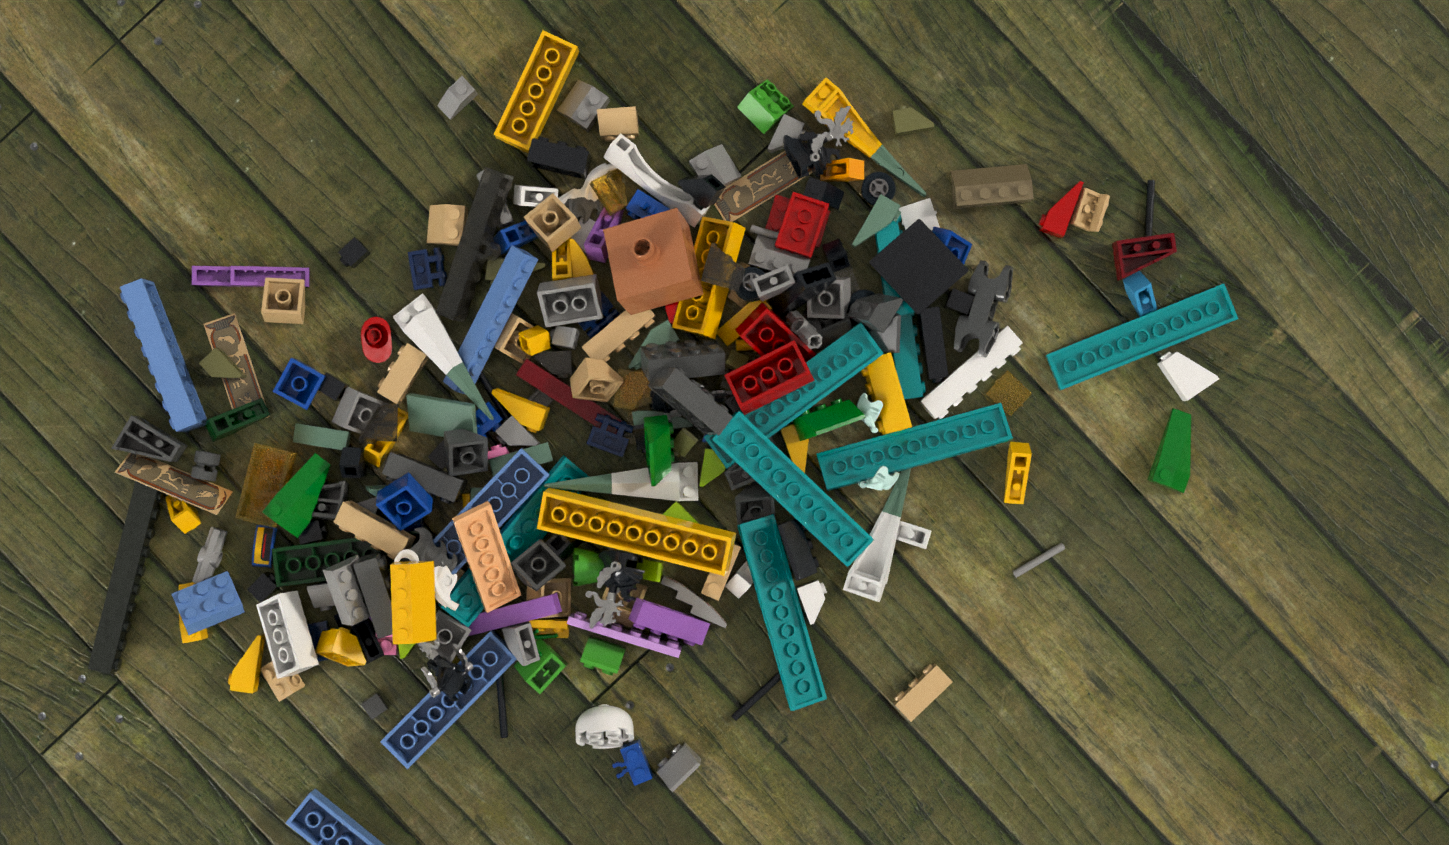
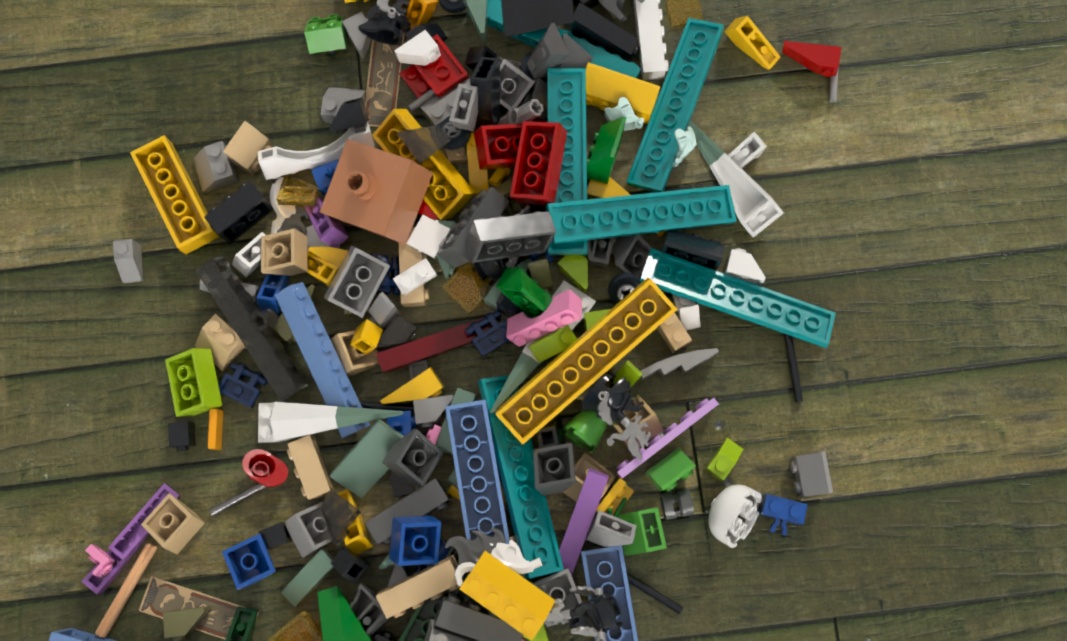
camera: 50 degrees left, 10 degrees down
(210, 303) = (126, 590): none -> light nougat axle
(219, 266) = (98, 556): none -> bright pink bracket
(338, 333) = (237, 498): none -> flat silver bar
(377, 276) = (215, 429): none -> light orange tile
(399, 231) = (193, 382): none -> lime brick
(487, 556) = (514, 502): light nougat plate -> none
(582, 685) = (683, 501): none -> dark grey wheel
(595, 381) = (436, 311): tan slope -> none
(609, 342) = (414, 277): none -> white plate
(635, 492) = (552, 343): none -> lime slope
(643, 691) = (724, 460): none -> lime slope
(651, 328) = (428, 236): none -> white piece
(661, 485) = (562, 311): none -> bright pink arch
(668, 621) = (680, 392): medium lavender brick -> none
(723, 516) = (621, 284): none -> black wheel
(802, 203) = (418, 50): none -> white slope
(922, 691) = (882, 233): tan brick -> none
(1041, 540) = (816, 57): none -> red slope

